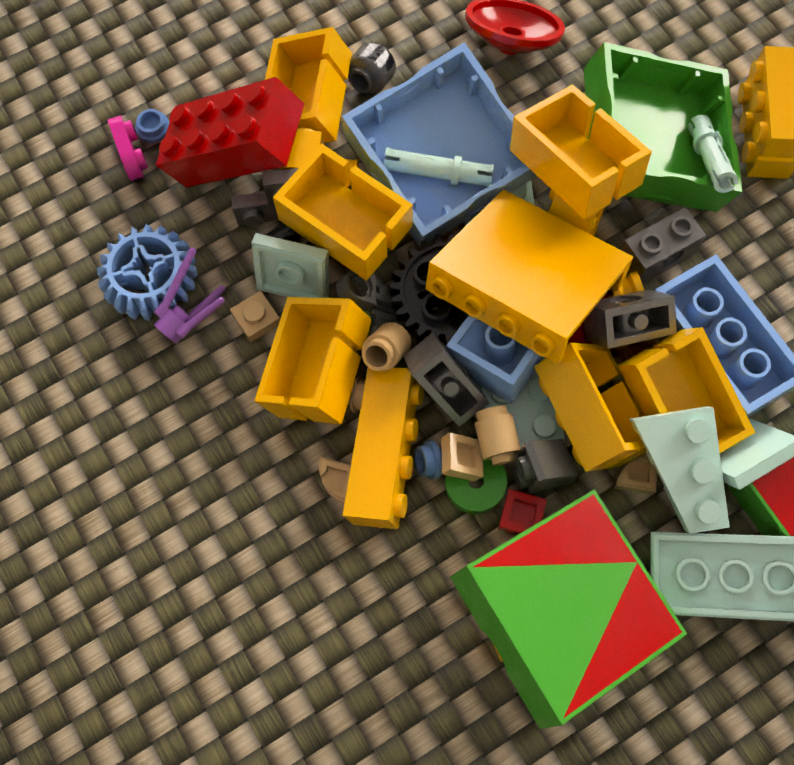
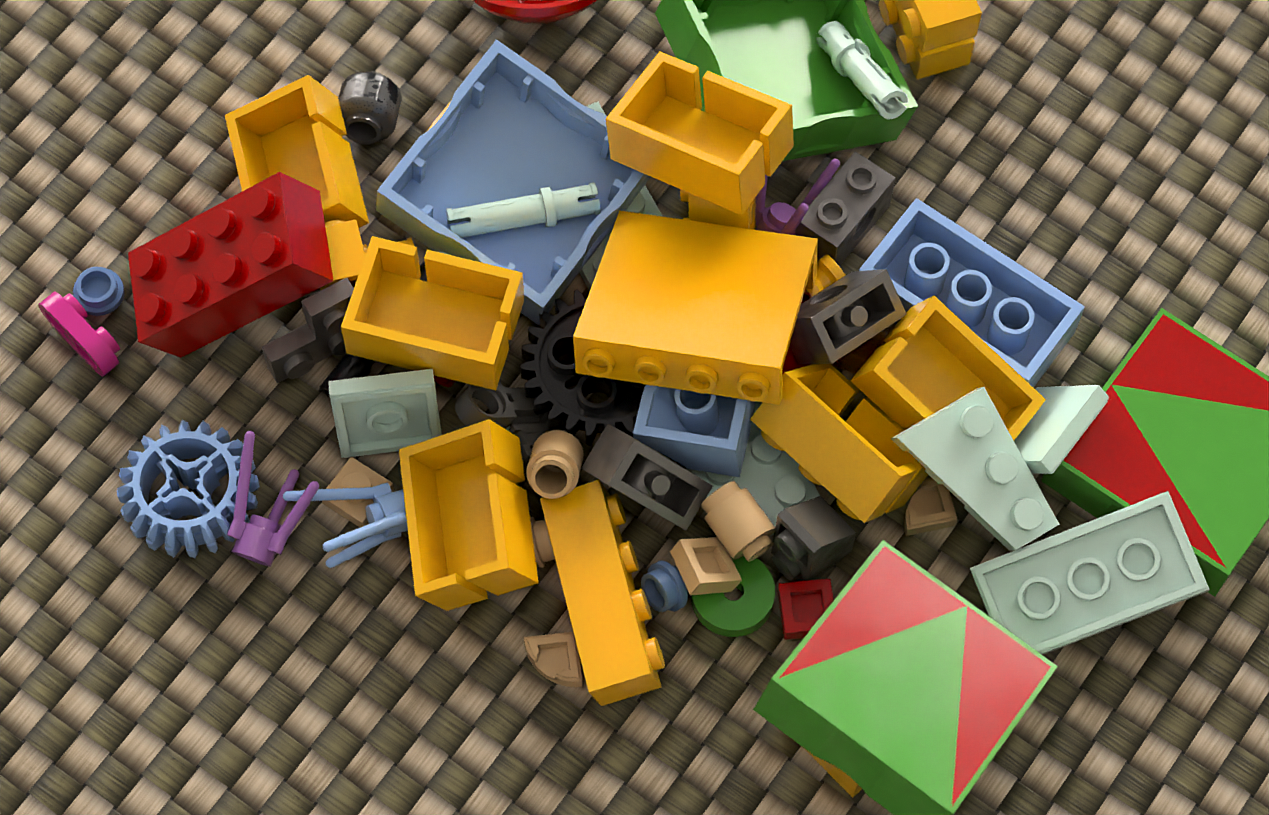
camera: 25 degrees left, 5 degrees down
(261, 340) = (384, 516): none -> light blue plant
(616, 234) = (782, 216): none -> medium lavender plant

